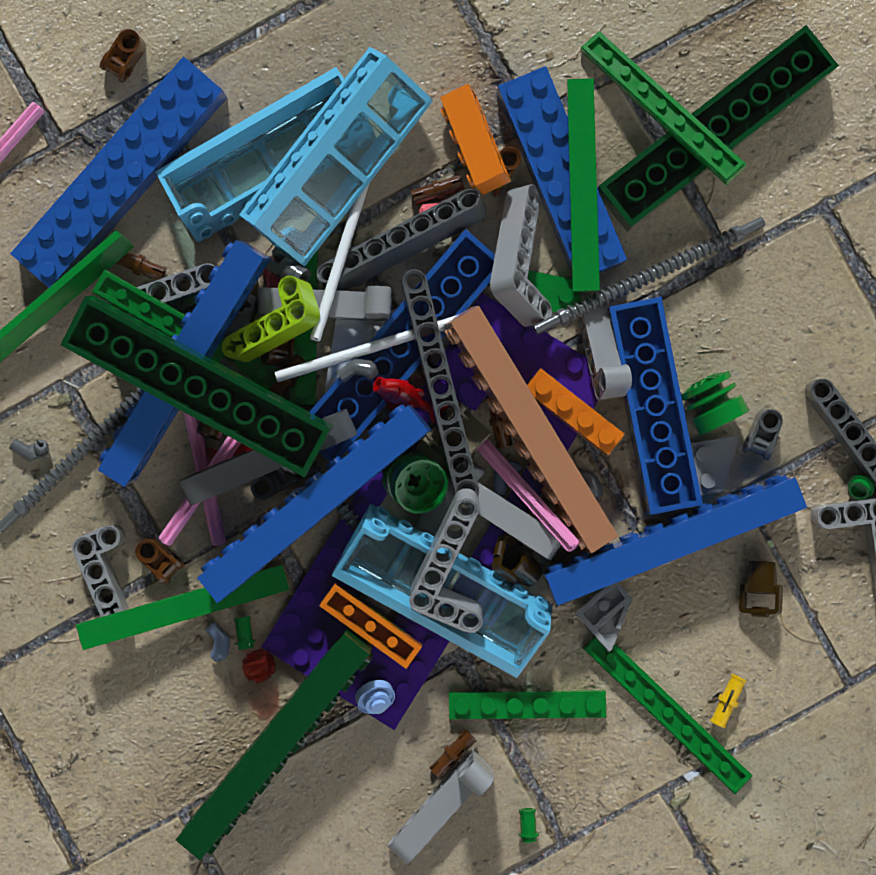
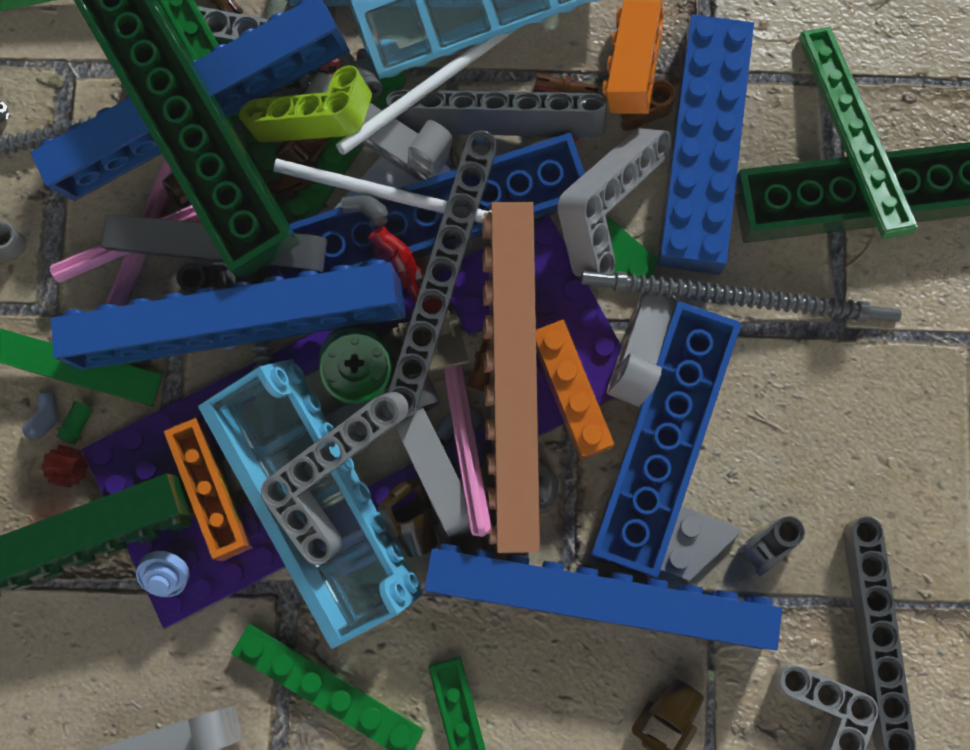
camera: 30 degrees right, 10 degrees down
(160, 560) = (39, 297): reddish brown piece -> none
(452, 754) = (210, 696): reddish brown pin -> none
(583, 185) = (722, 160): green tile -> none
(606, 614) = (477, 640): light grey wing -> none
(714, 402) = (735, 472): green wheel -> none
(861, 487) = (852, 671): green plate -> none

